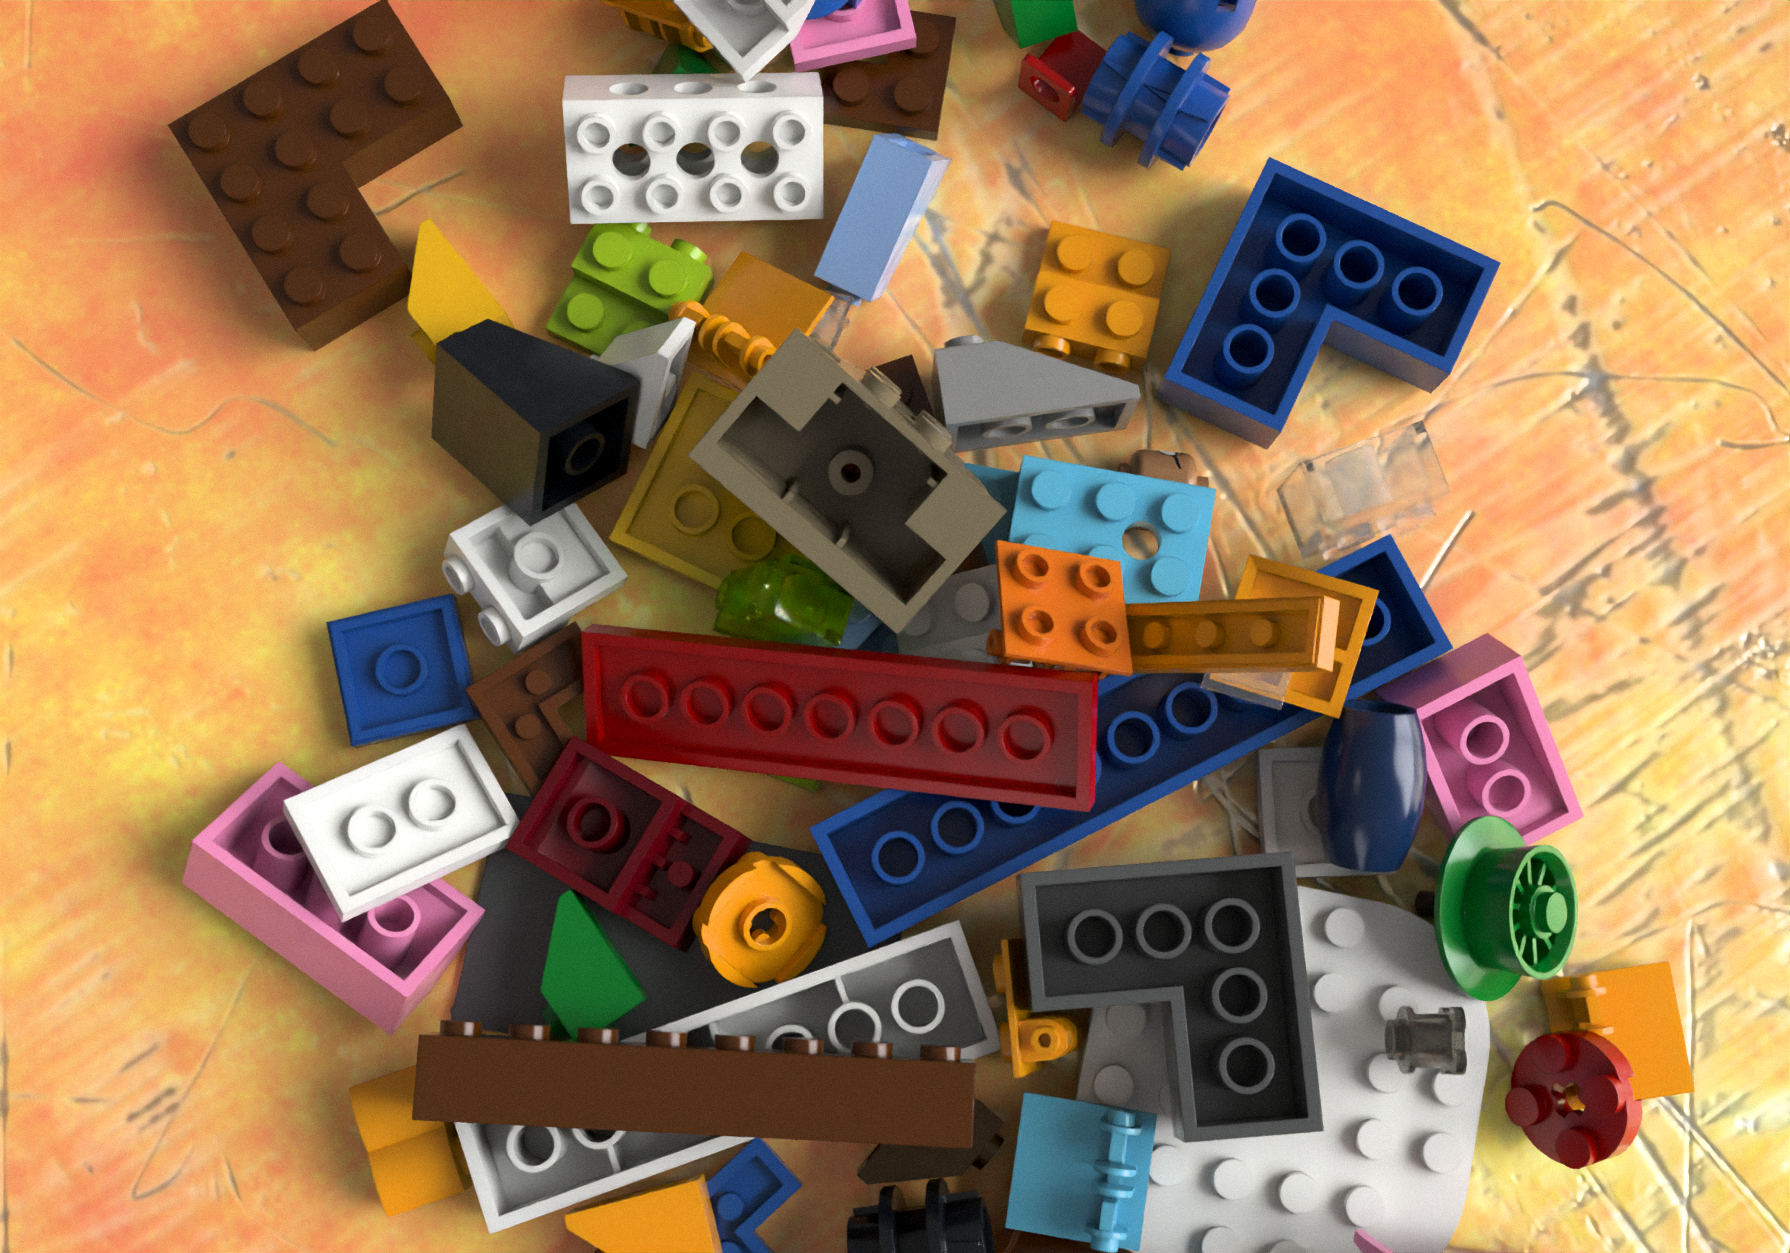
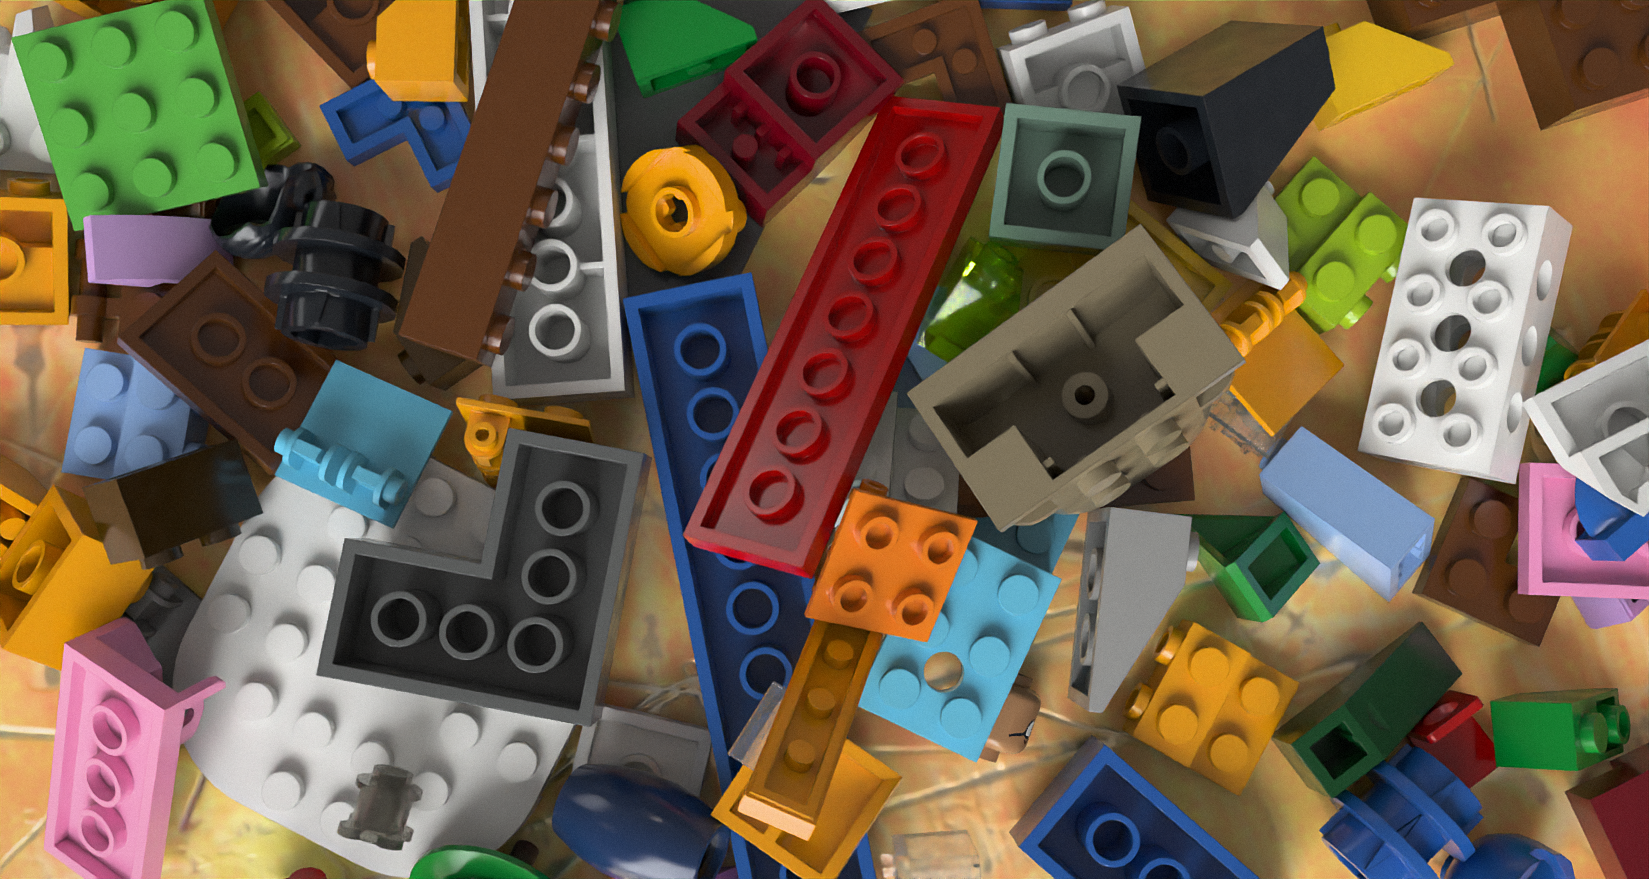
camera: 110 degrees right, 5 degrees up
(642, 549) = (1063, 179): none -> sand green brick
(948, 290) = (1253, 560): none -> green slope
(1062, 153) = (1367, 712): none -> dark green slope

